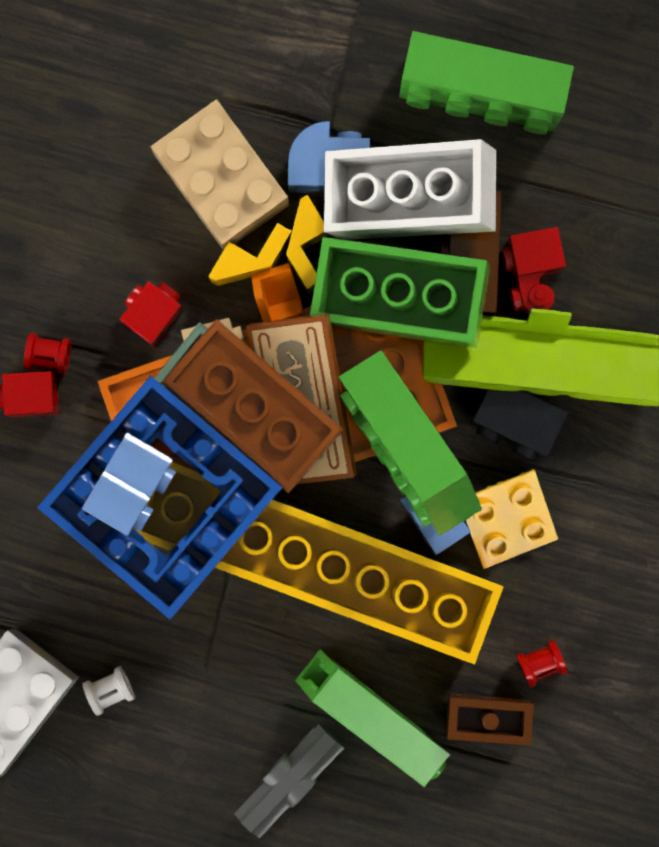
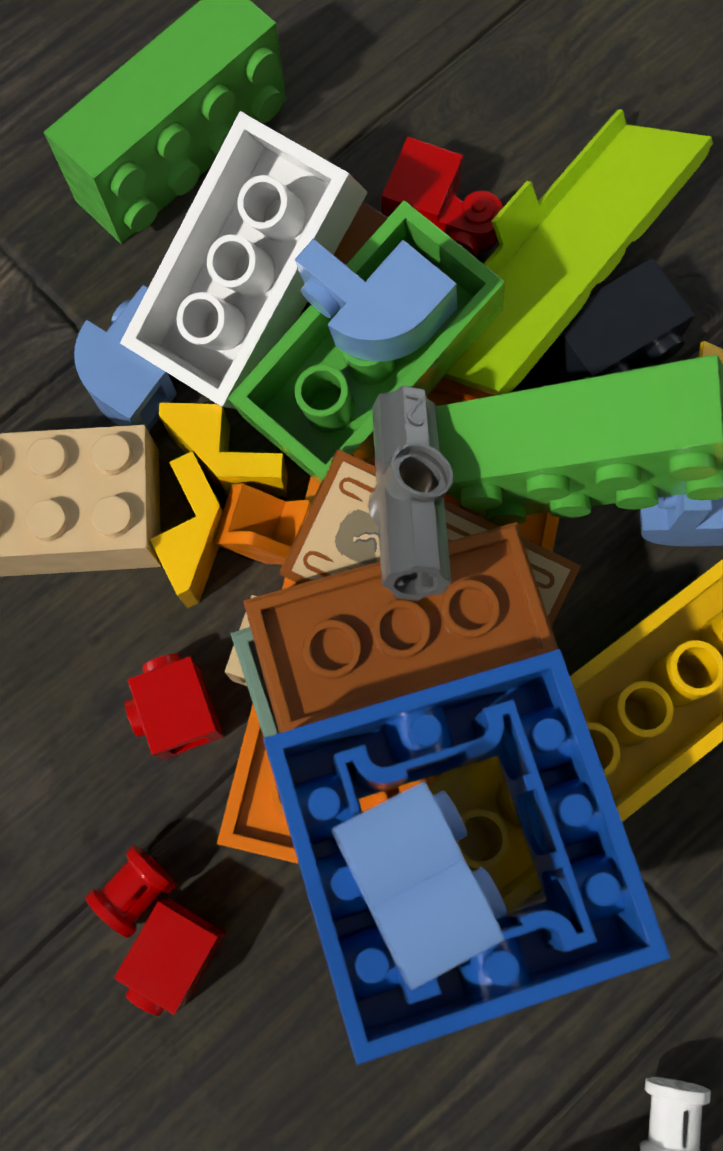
camera: 55 degrees left, 10 degrees down
(301, 377) = (410, 495): none -> dark grey piece
(411, 295) = (387, 313): none -> medium blue brick

